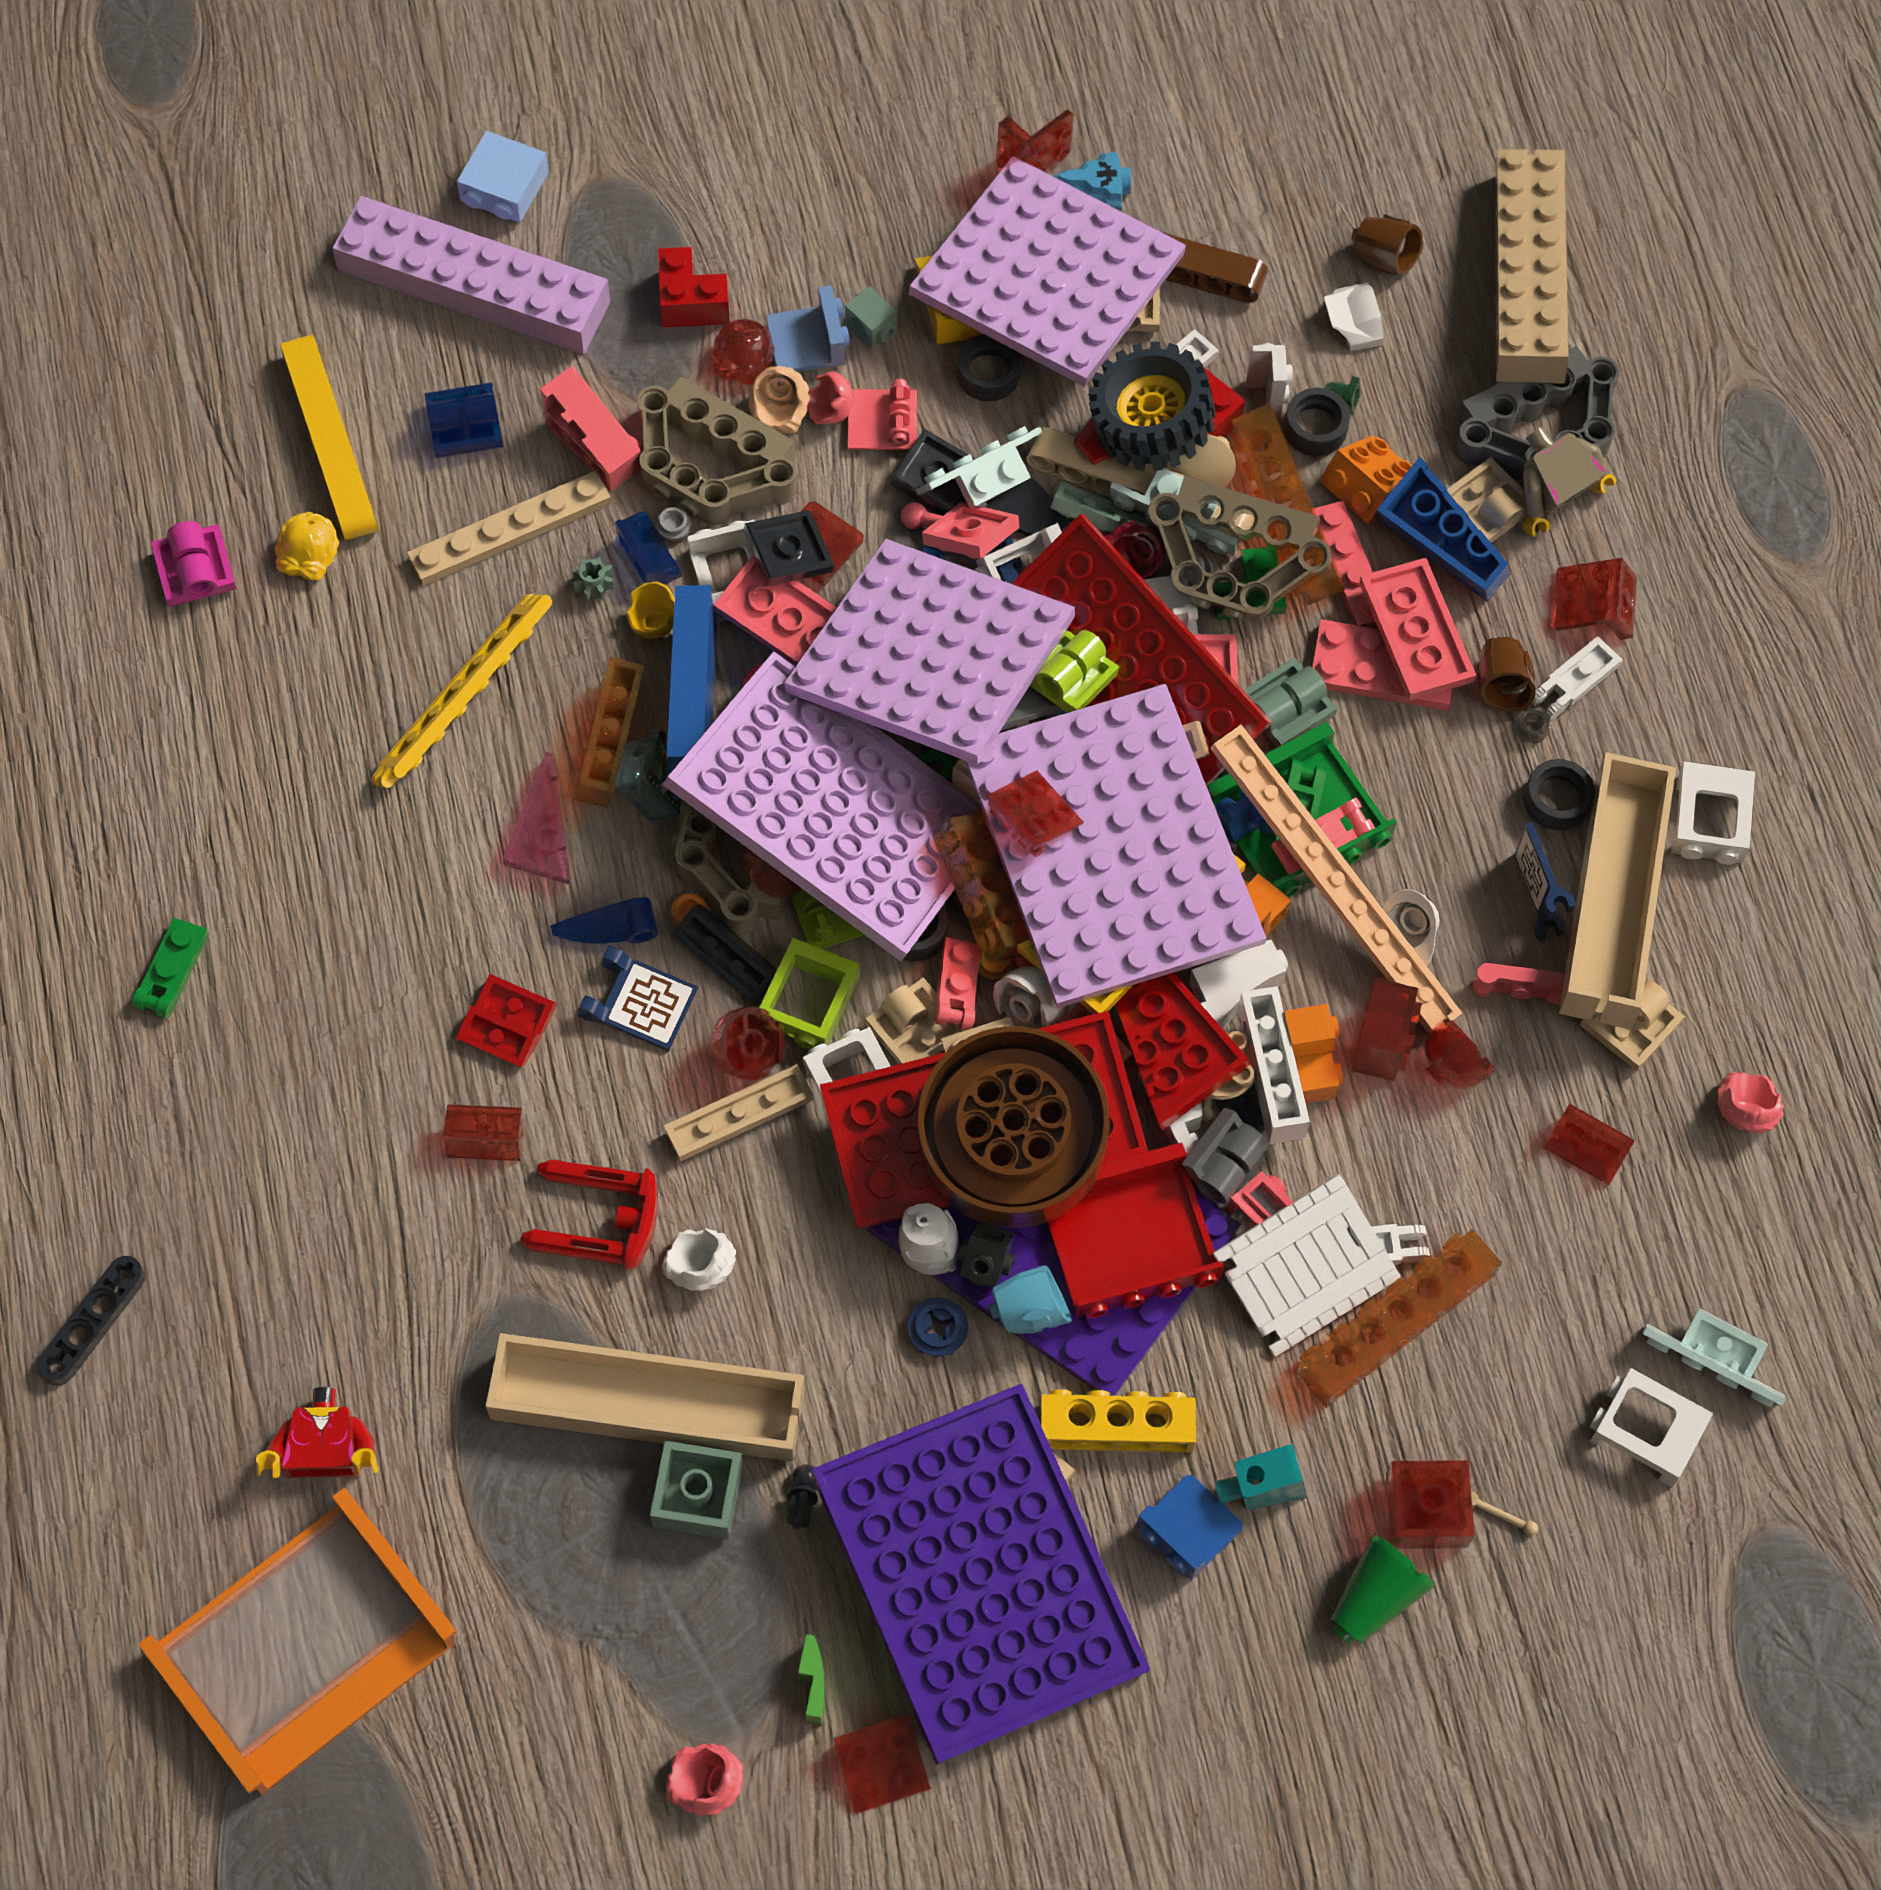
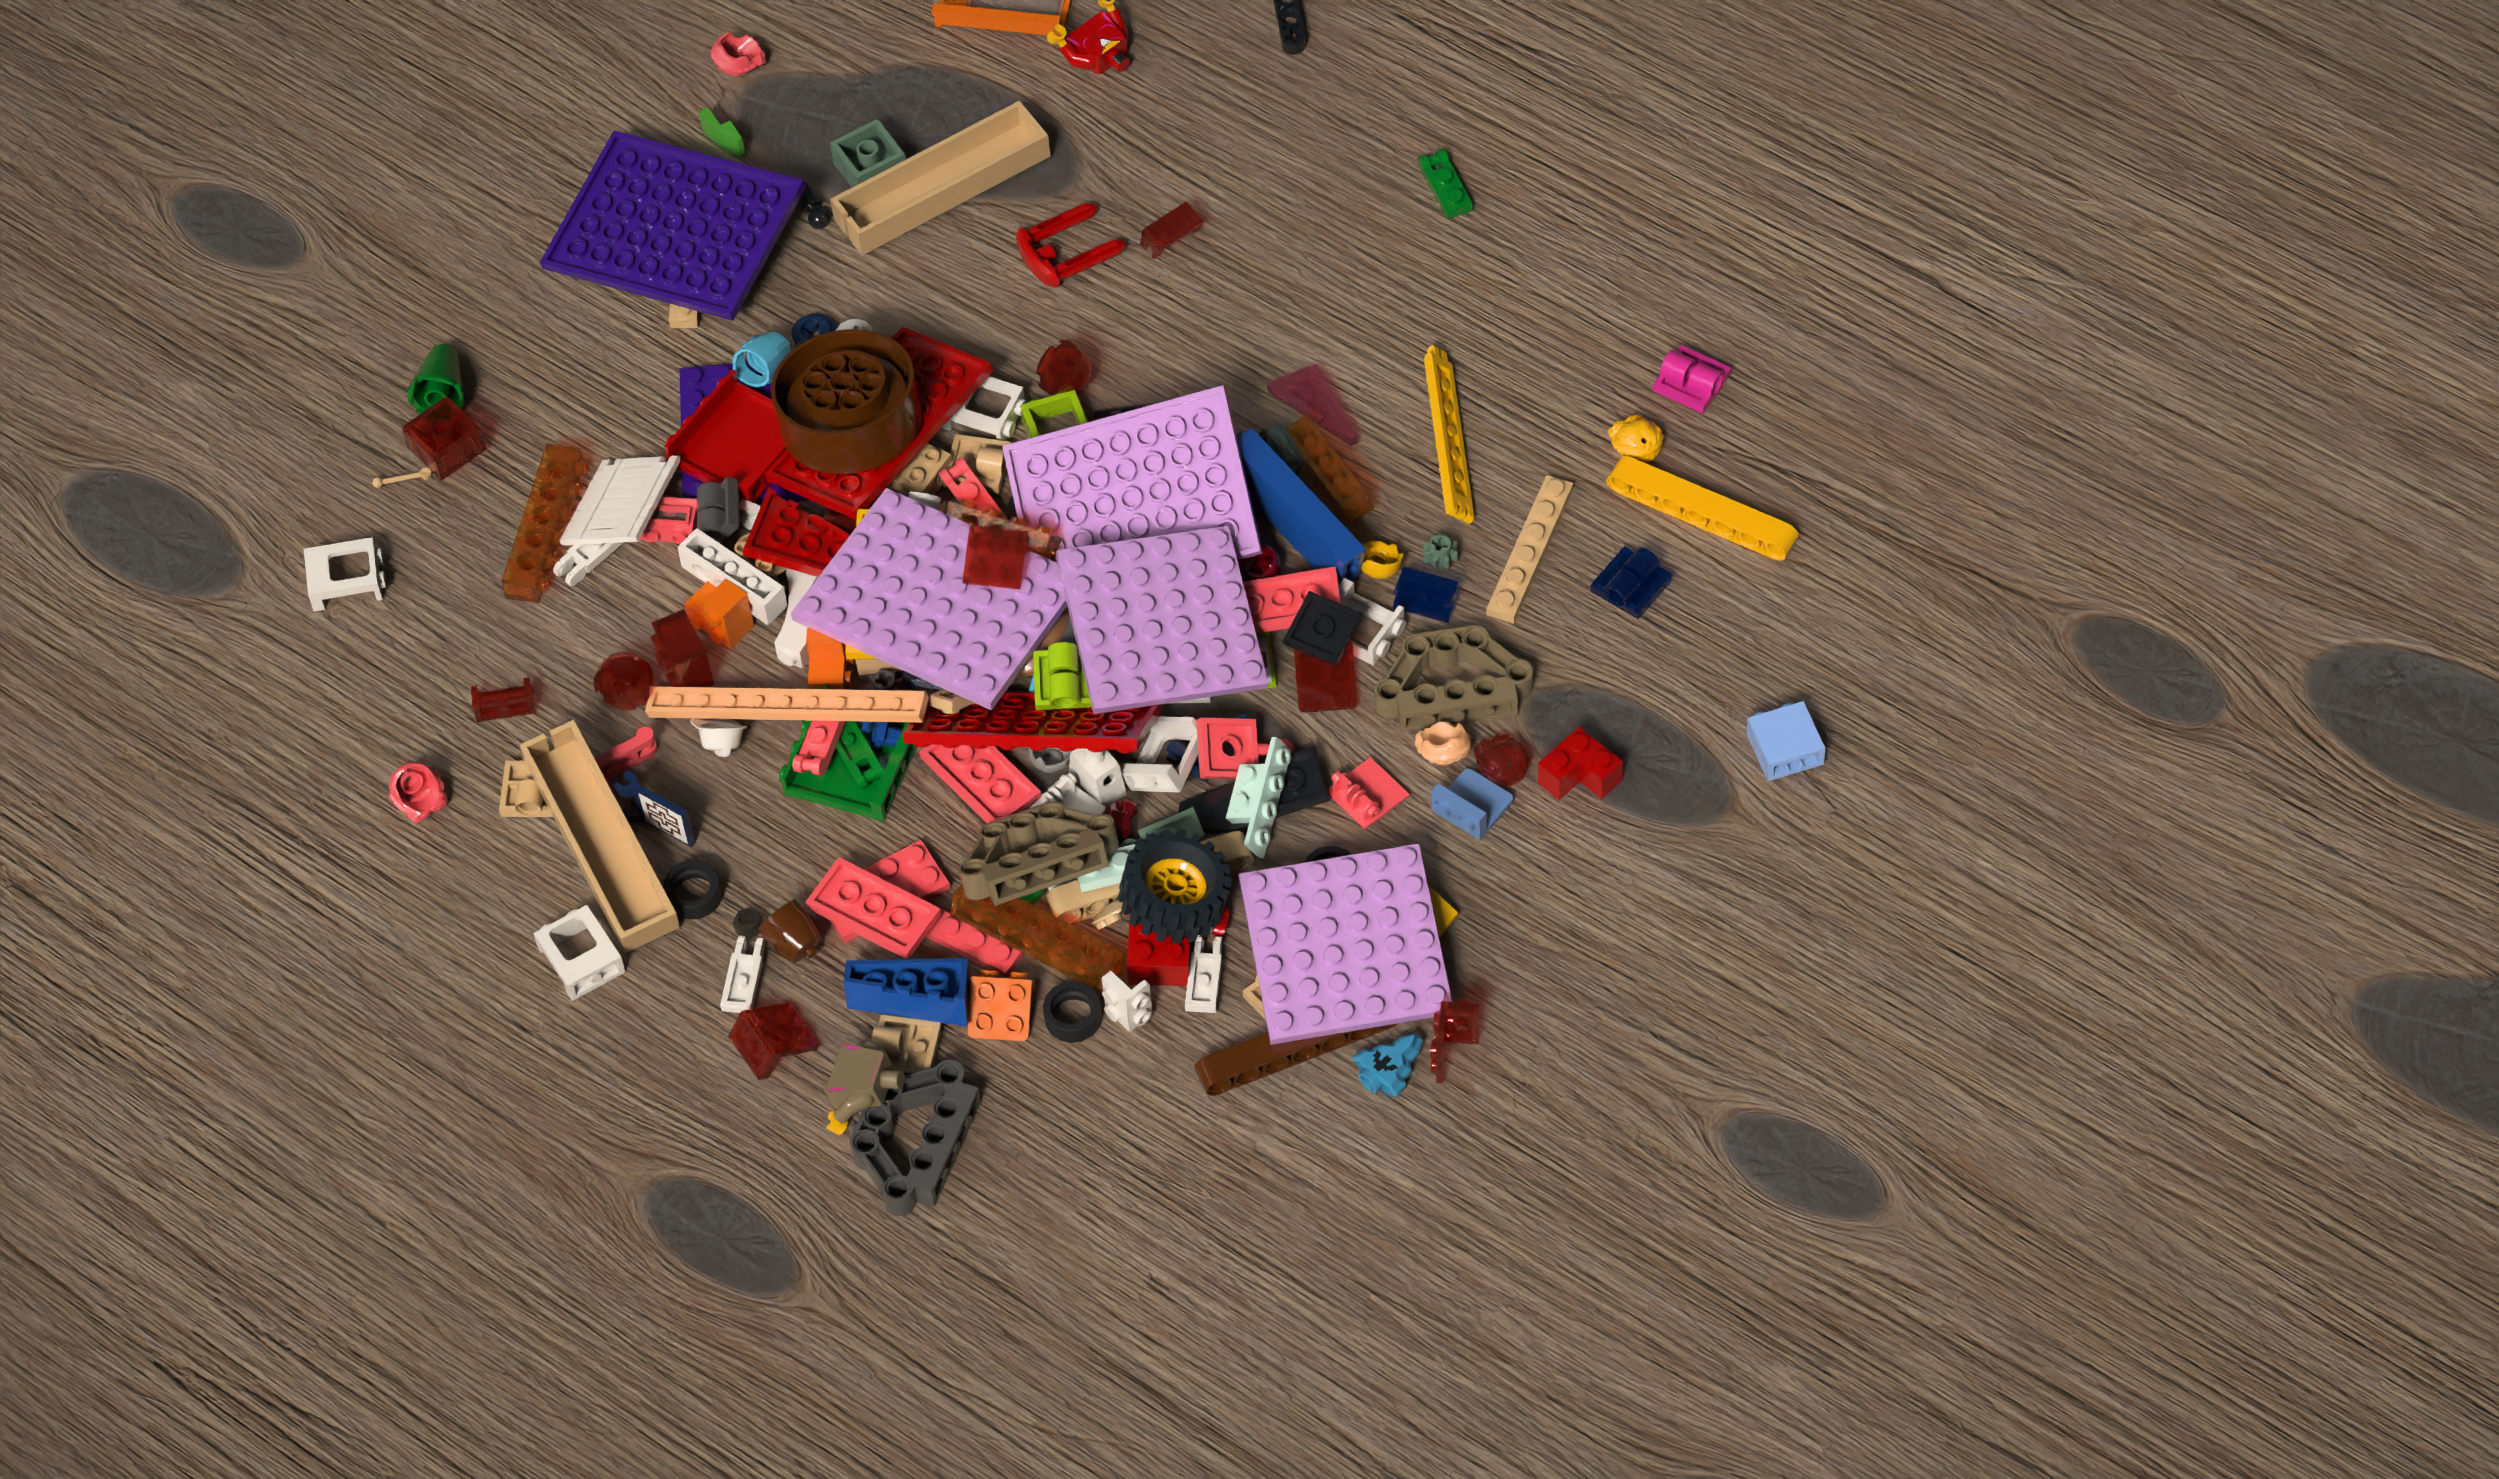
camera: 145 degrees right, 10 degrees down
(472, 275) = (1730, 666): lavender brick -> none
(506, 1020) = (1223, 297): red slope -> none
(589, 429) = (1540, 629): coral wedge -> none
(619, 922) = (1225, 375): clear blue piece -> none
(641, 1001) = (1158, 362): flag -> none
(673, 524) = (1429, 621): light grey plate -> none
(699, 1259) = (981, 260): white hair -> none
(738, 1112) = (1042, 334): tan plate -> none
(830, 400) = (1409, 771): coral hair -> none
(871, 317) = (1442, 845): sand green brick -> none
(881, 1763) = (657, 123): clear red hinge -> none
(1136, 1436) = (662, 356): yellow brick -> none
(1188, 1526) = (578, 335): blue bracket -> none
(1280, 1478) = (549, 386): teal torso -> none
(1292, 700) = (923, 811): sand green plate -> none
(1349, 392) = (1071, 1048): clear green piece -> none
(1356, 315) = (1118, 1111): white slope -> none
(1380, 241) = (1137, 1170): reddish brown helmet -> none
(1531, 266) = (1015, 1223): tan piece -> none
(1722, 1349) = (330, 638): light aqua bracket -> none

